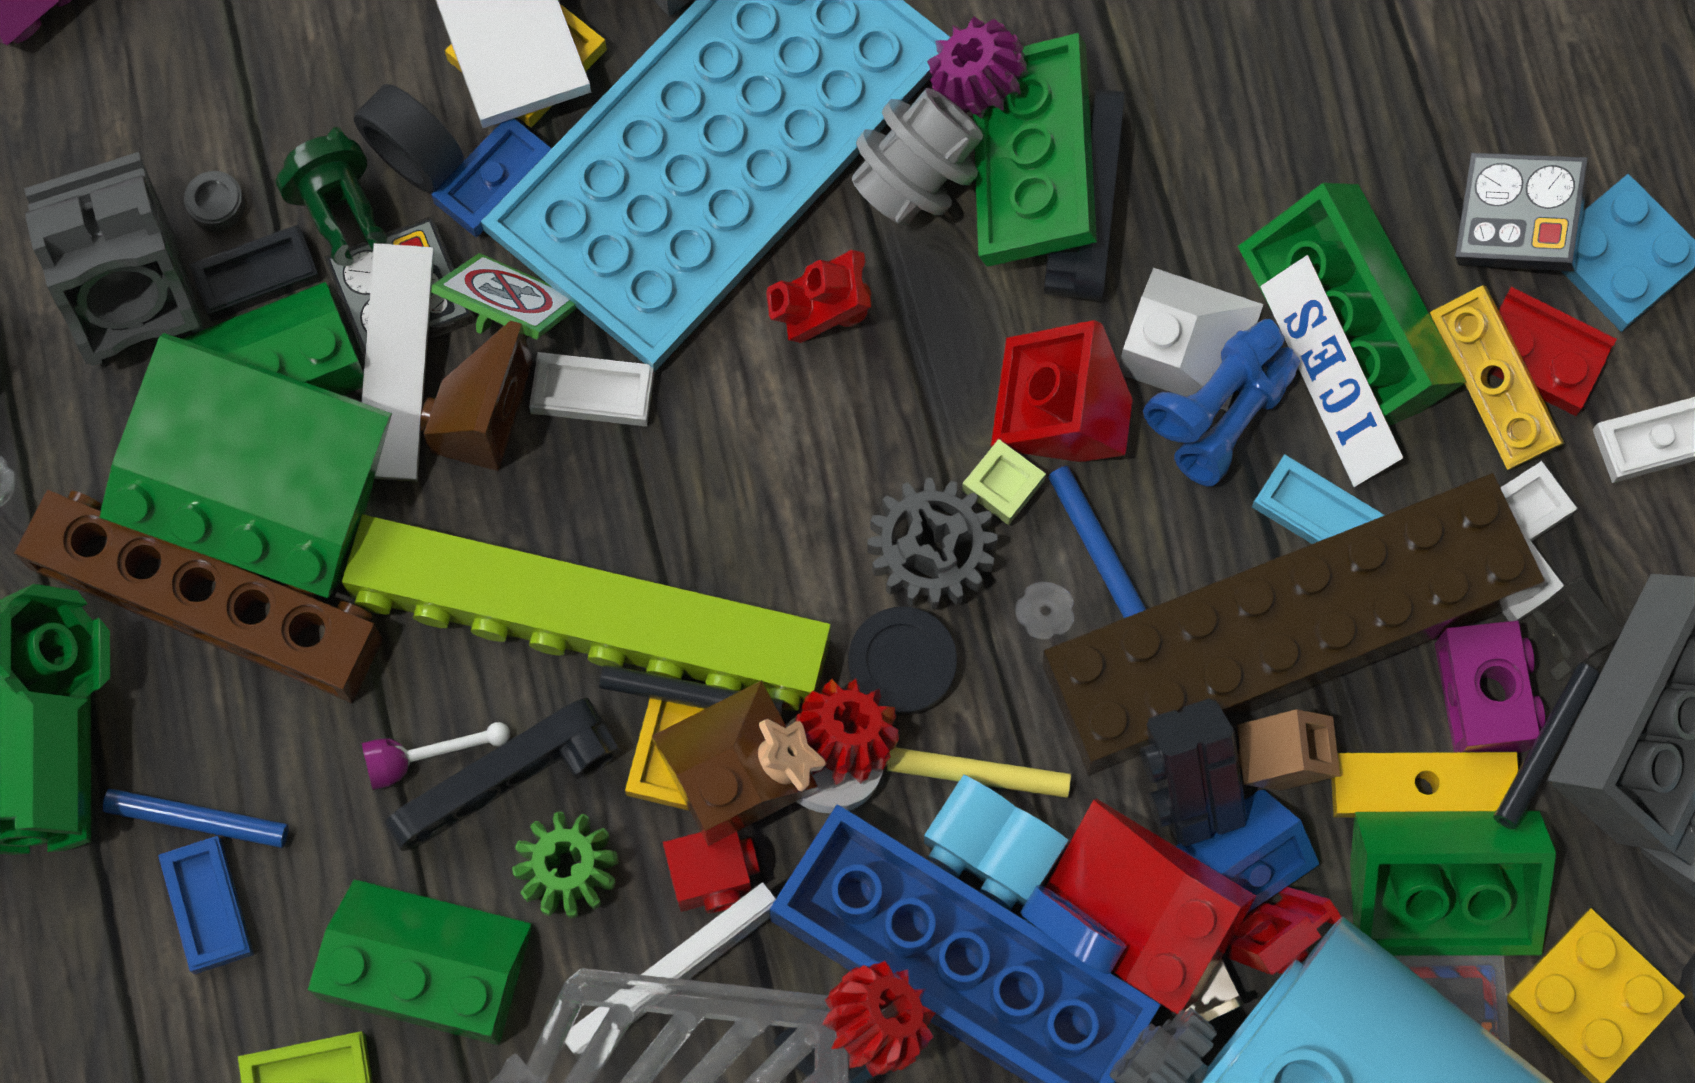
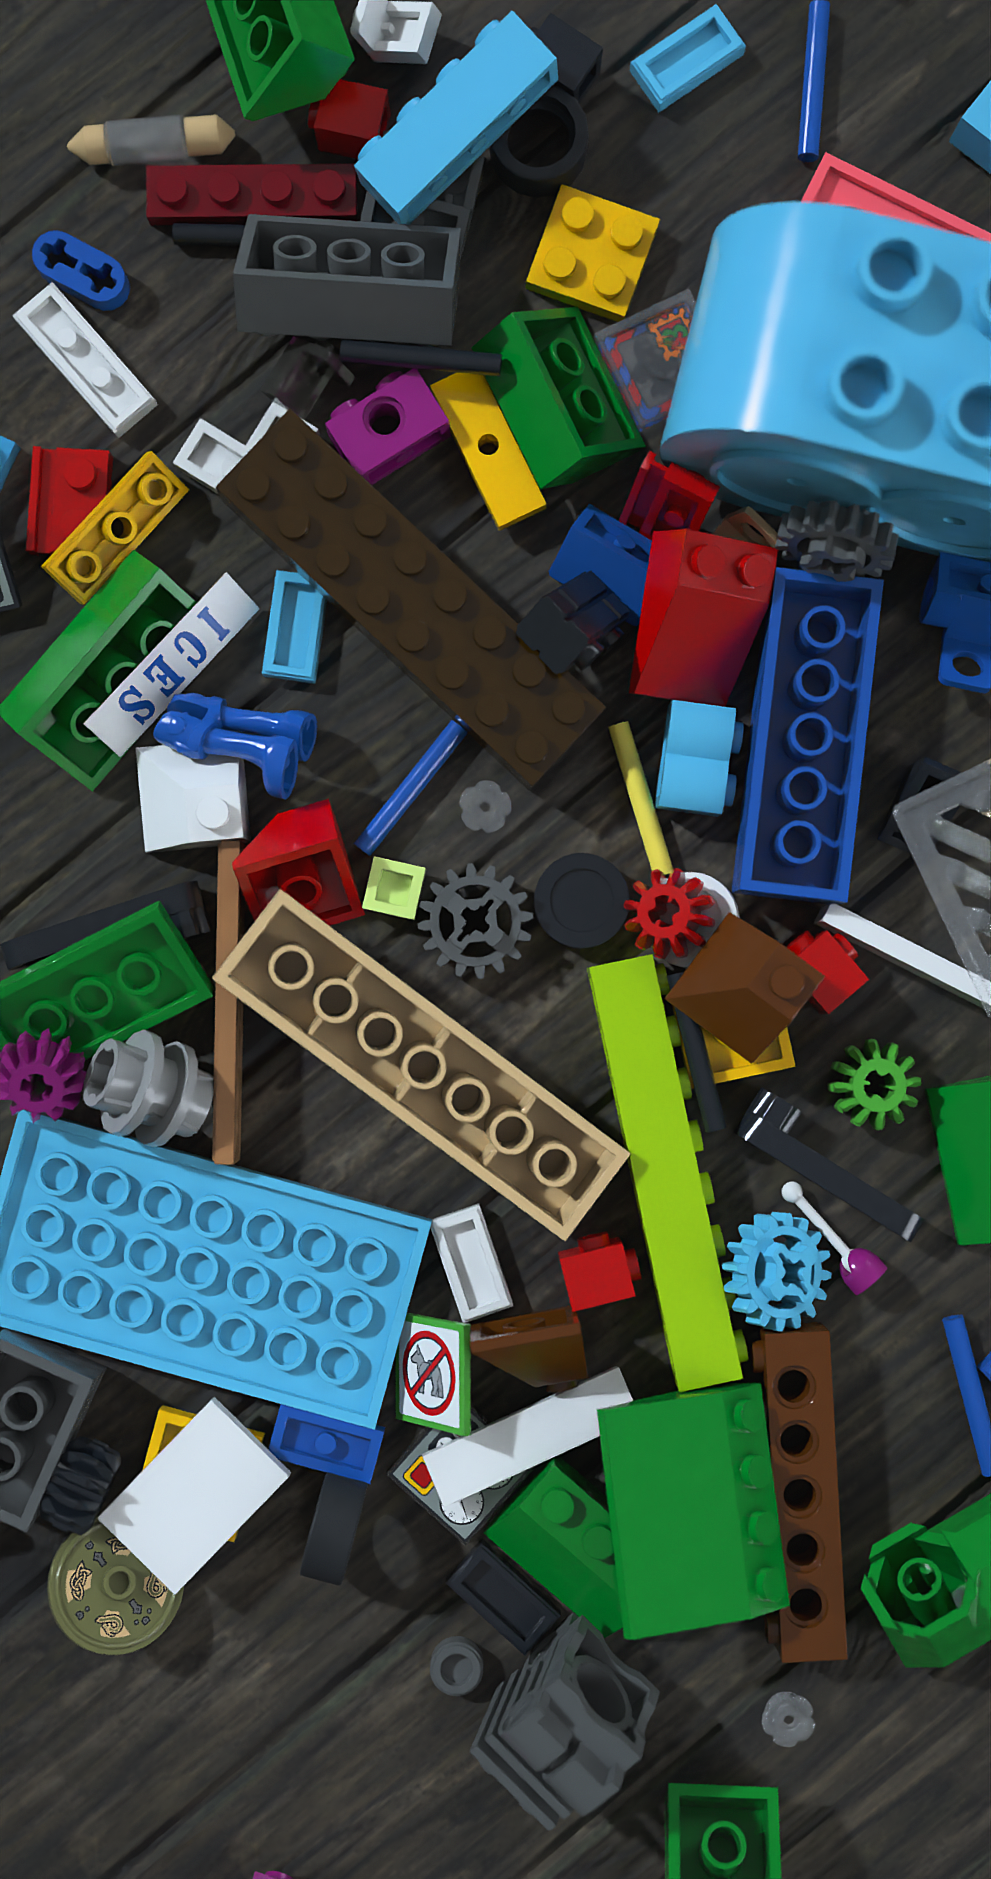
camera: 115 degrees left, 15 degrees up
(325, 177) = (400, 1582): dark green piece -> none
(431, 694) = (776, 1271): none -> medium azure gear
(520, 499) = (599, 1271): none -> red brick
(787, 754) = (736, 949): light nougat plate -> none
(814, 412) = (421, 1064): none -> tan brick
(822, 297) = (309, 1110): red hips -> none
(878, 1018) = (902, 772): red gear -> none
(949, 266) = (228, 1013): none -> medium nougat tile
(1073, 929) = (749, 660): blue beam -> none
(1288, 750) = (516, 561): medium nougat brick -> none

